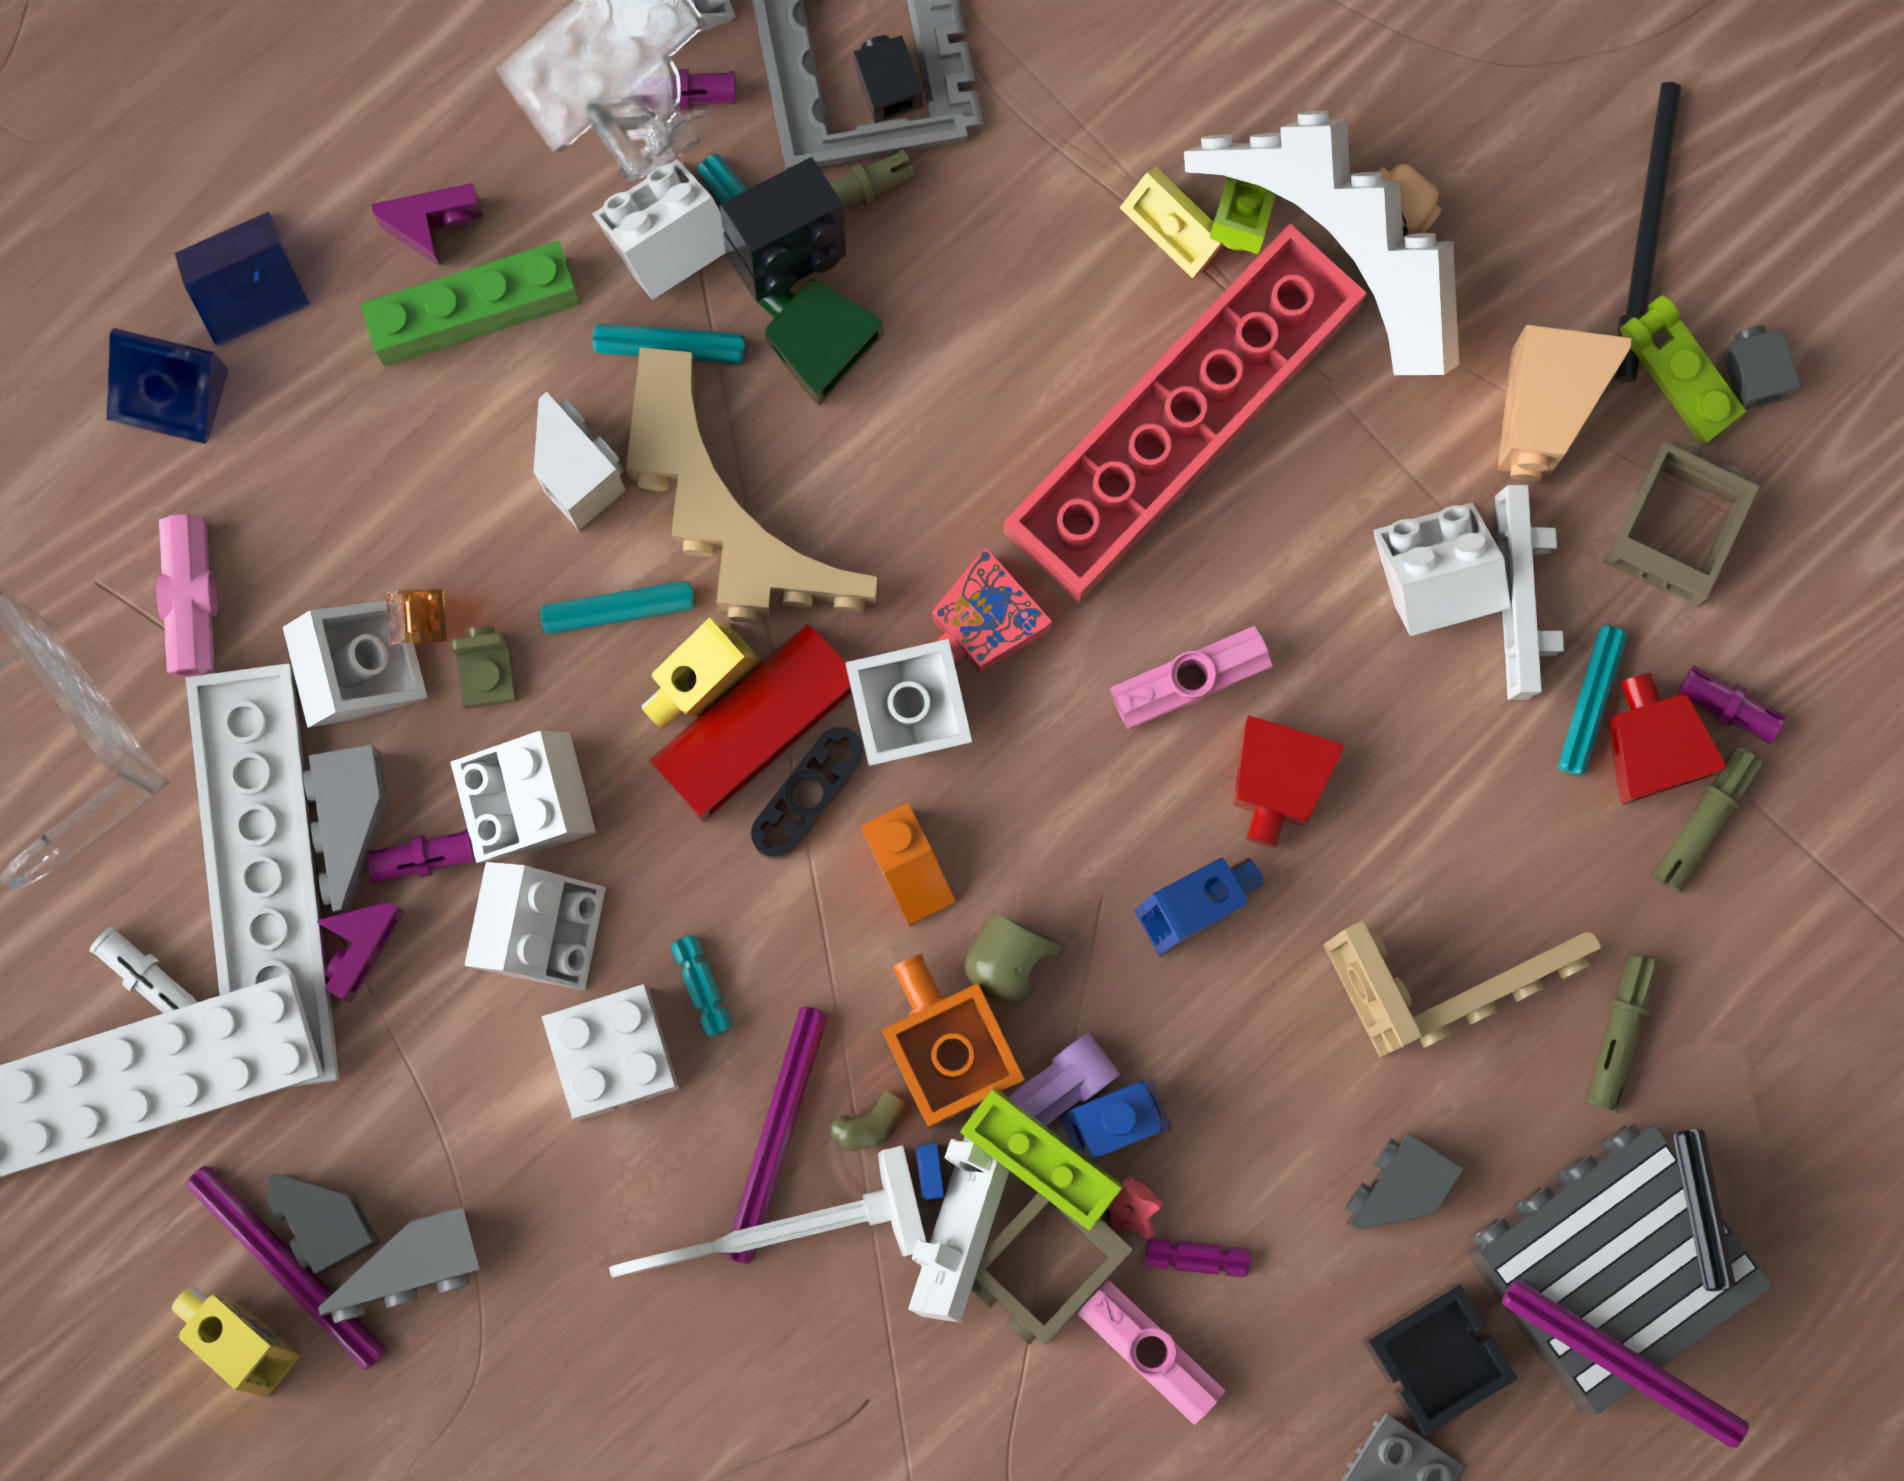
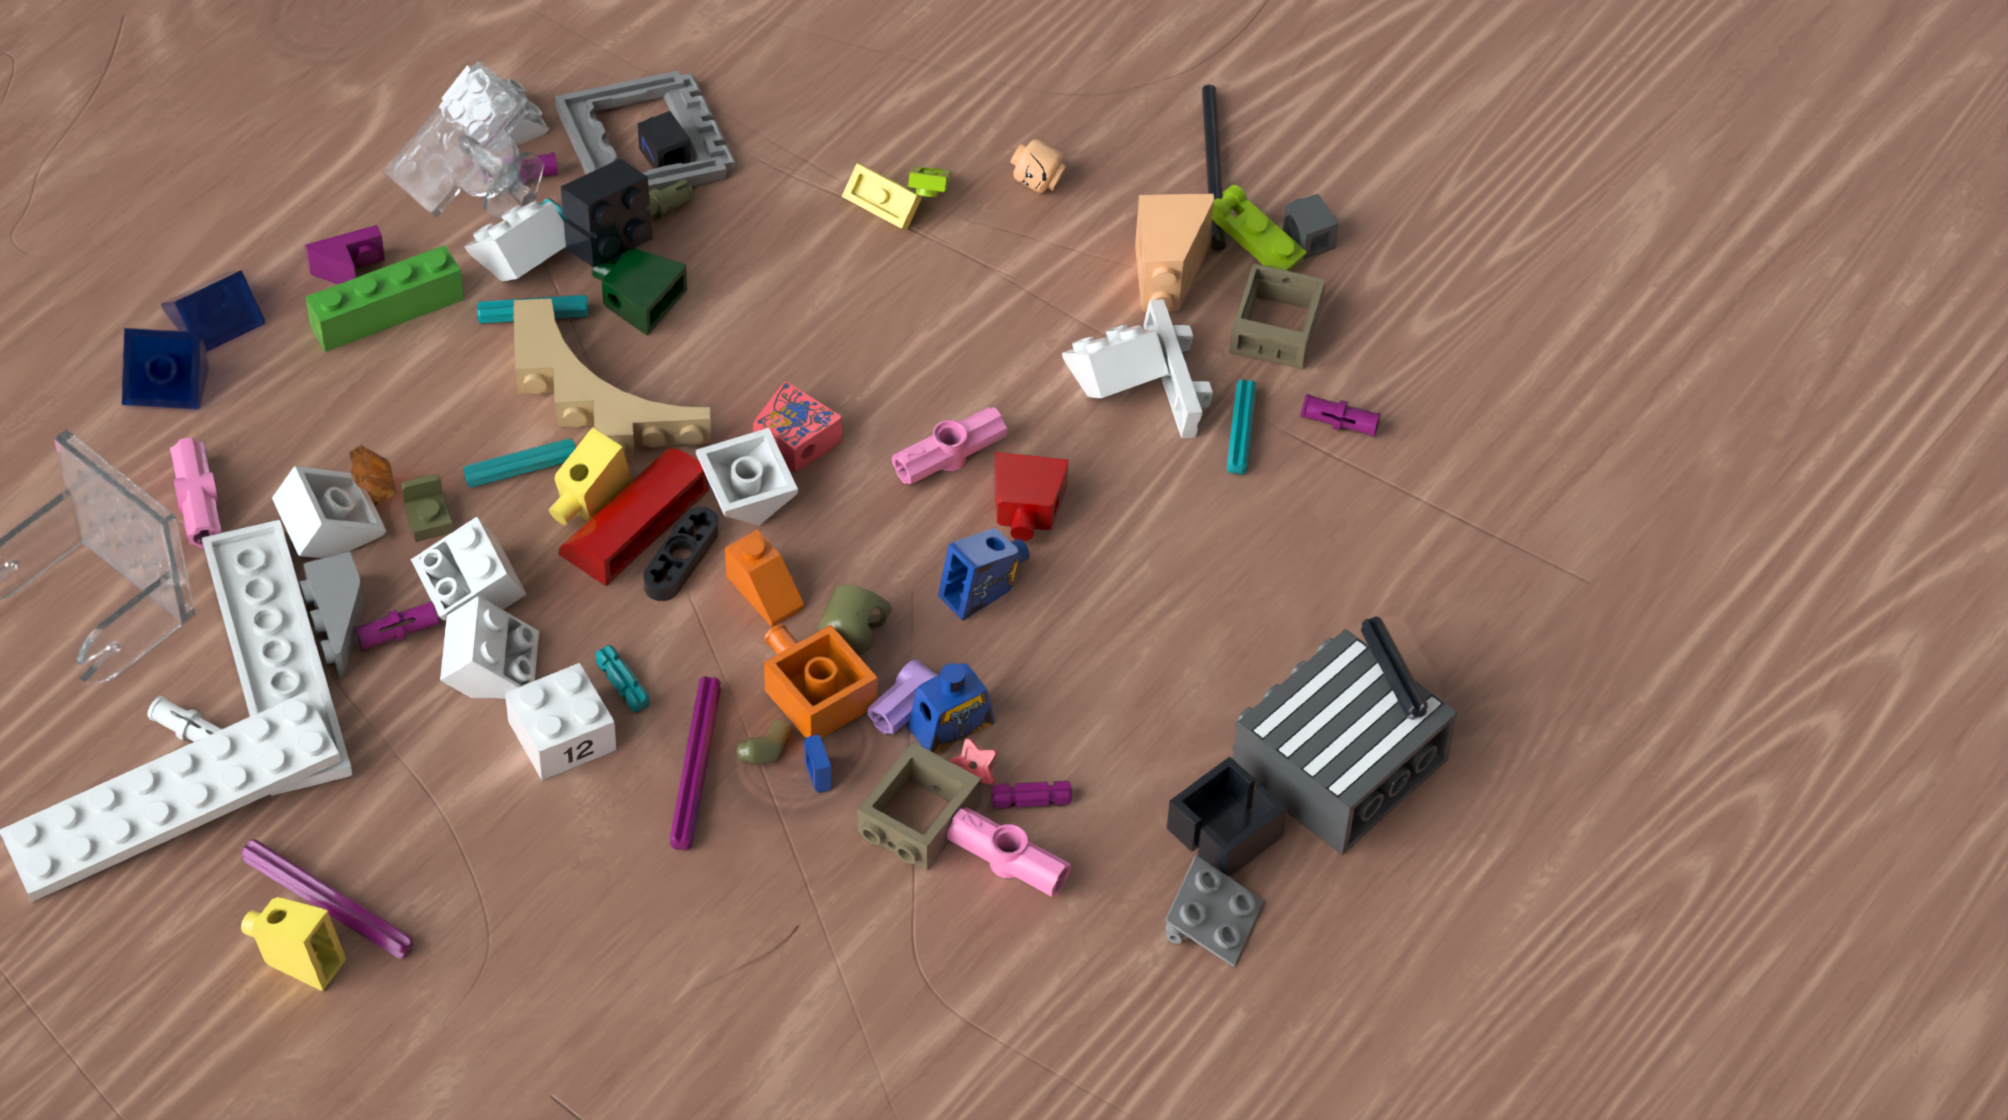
camera: 15 degrees left, 30 degrees down
(325, 1222) = (353, 857): dark grey slope -> none
(368, 933) = (356, 681): magenta slope -> none
(420, 1255) = (428, 869): light grey slope -> none
(571, 468) = (479, 372): white slope -> none
(892, 1204) = (637, 828): white piece -> none
(959, 1234) = (847, 792): white hinge -> none
(1041, 1158) = (900, 721): lime plate -> none
(1184, 413) = (910, 295): coral brick -> none
(1384, 1000) = (1141, 615): tan bracket -> none
(1406, 1188) = (1176, 725): dark grey slope -> none
(1408, 278) = (971, 142): white arch -> none
(1623, 1032) = (1313, 601): olive axle -> none
(1625, 1364) = (1361, 767): magenta axle -> none
(1659, 743) = (1296, 441): red torso -> none
(1709, 817) = (1346, 470): olive axle -> none

